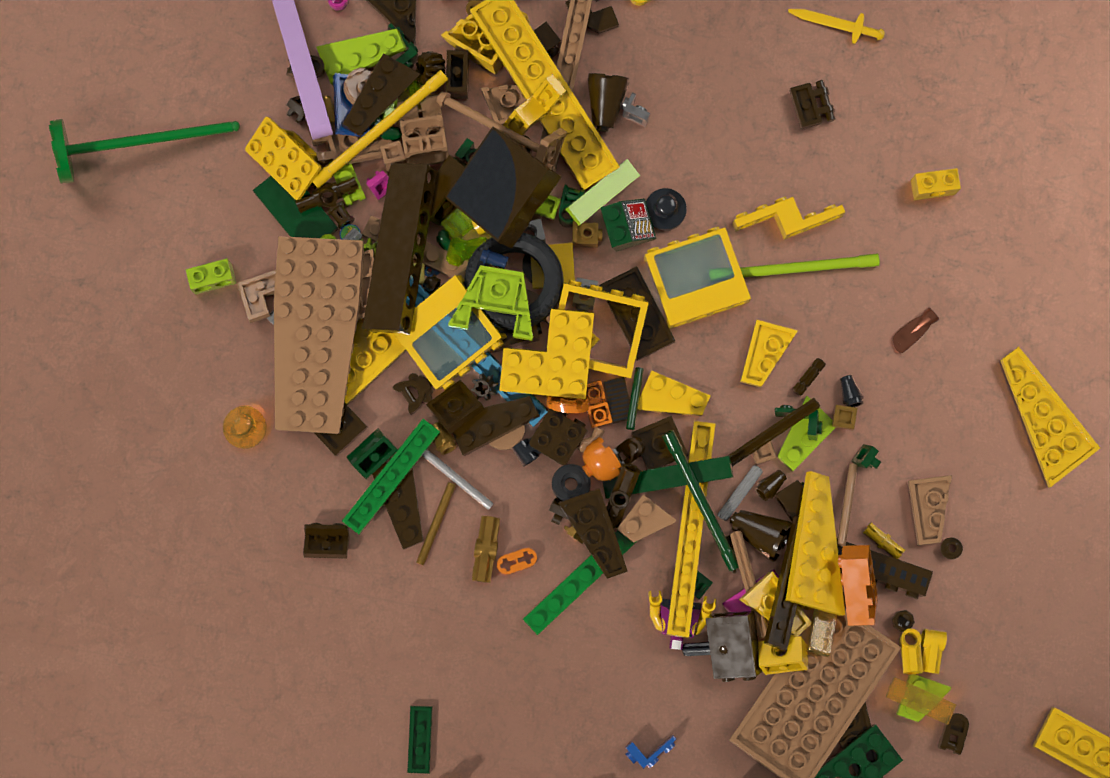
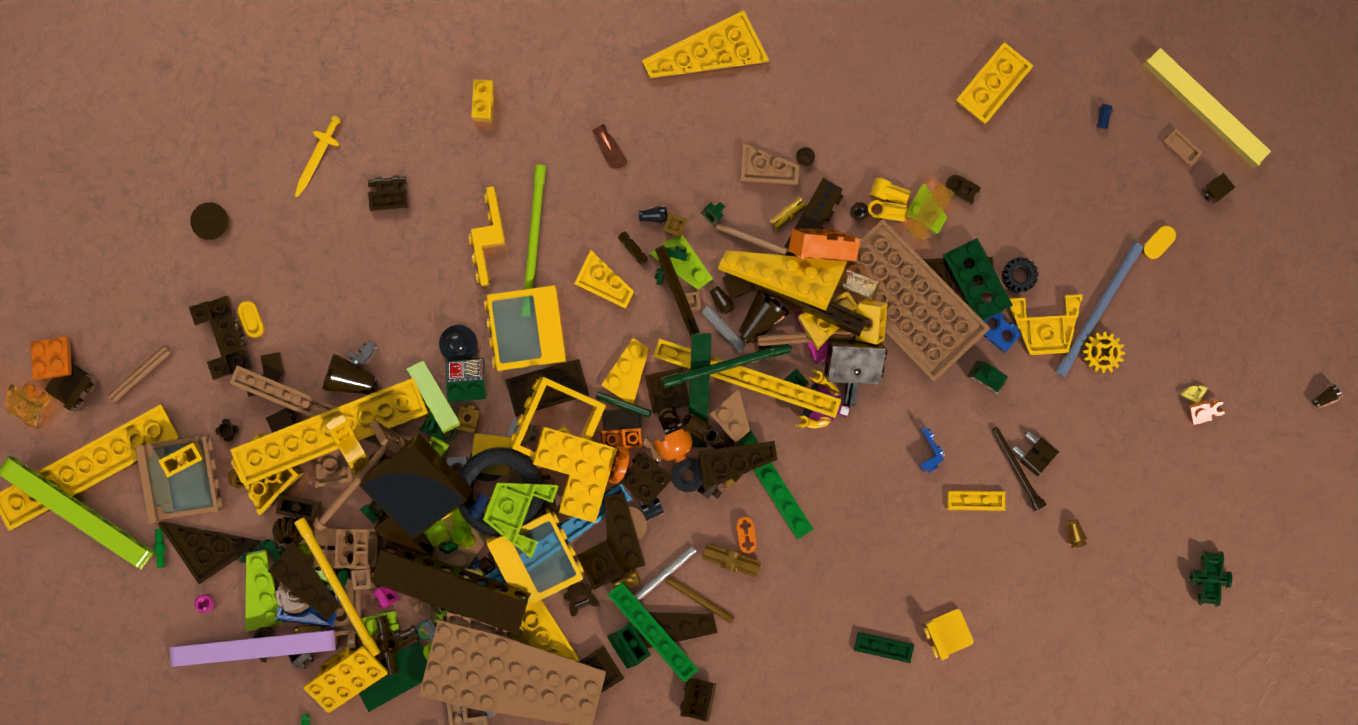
camera: 80 degrees left, 5 degrees up
(491, 384) = (593, 536): dark brown gear -> none

